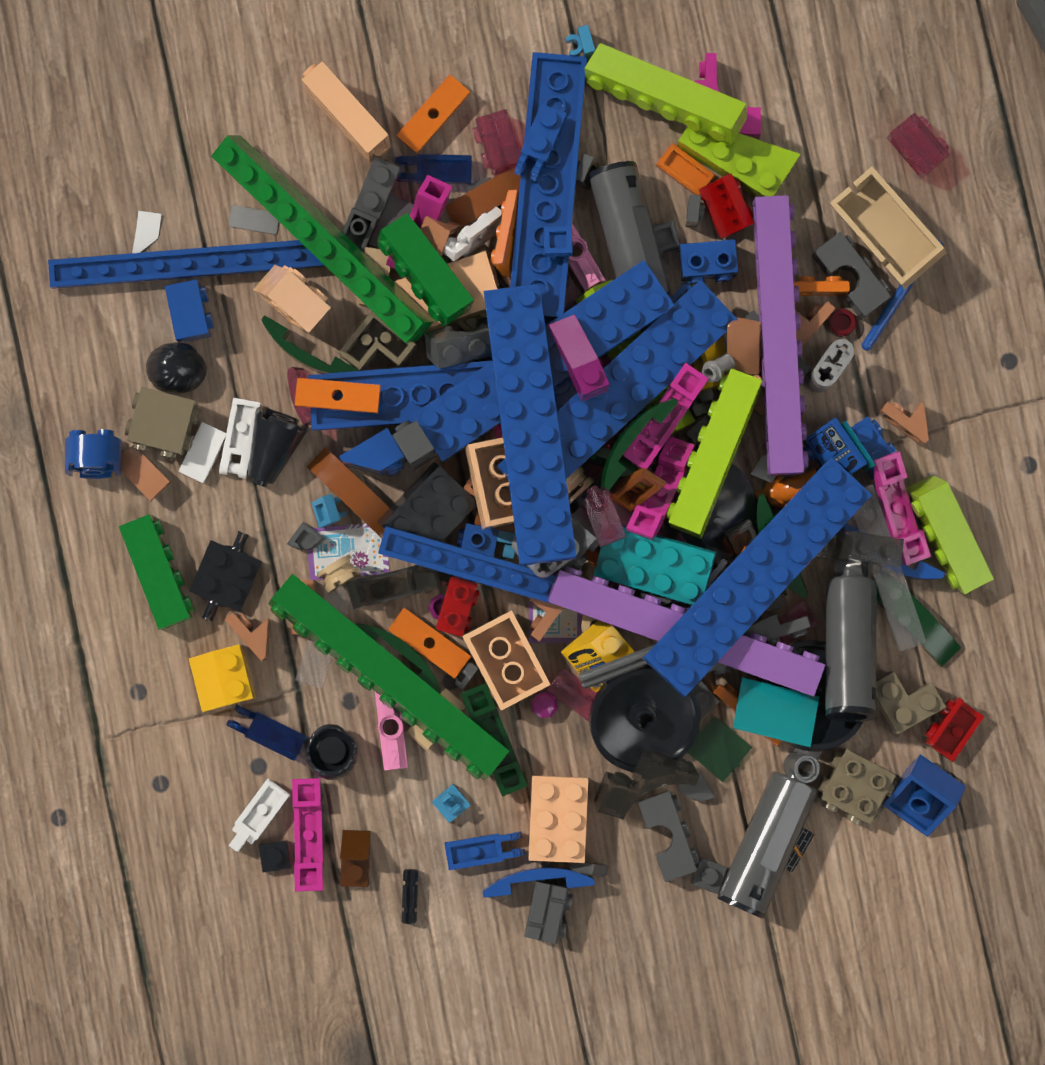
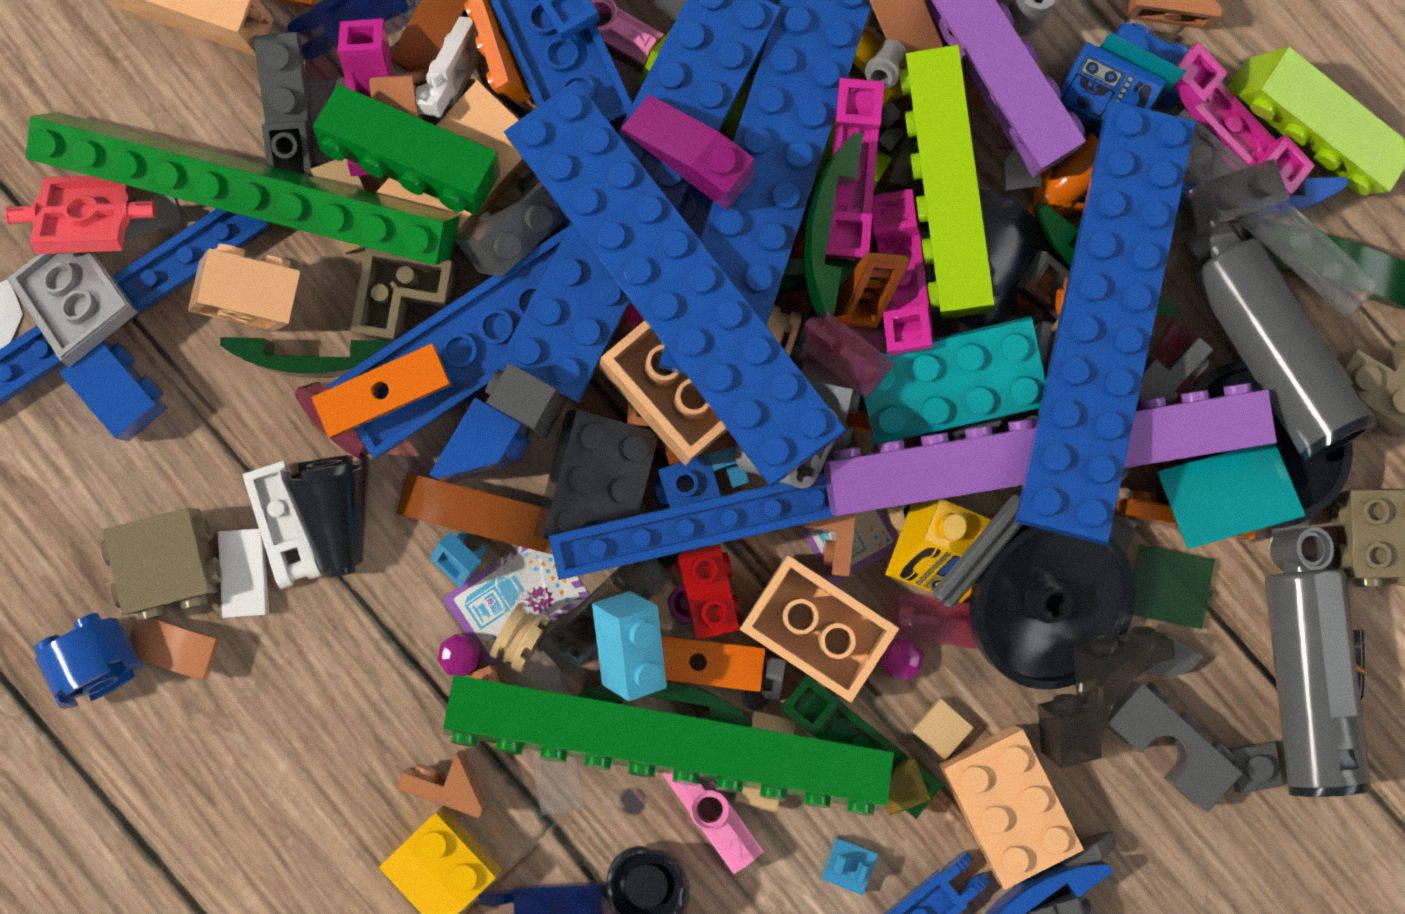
camera: 25 degrees left, 0 degrees up
(156, 572) = (267, 773): green brick -> none
(176, 368) = (141, 477): black piece -> none
(193, 245) = (72, 301): none -> light grey tile
(222, 202) = (80, 215): none -> coral plate
(225, 576) = (366, 725): black plate -> none
(299, 565) = (460, 655): none -> magenta tile
(305, 538) = (449, 611): dark grey tile -> none
(396, 611) = (629, 645): none -> medium azure brick
(505, 775) = (906, 787): none -> clear yellow tile
(545, 756) = (942, 728): none -> tan tile

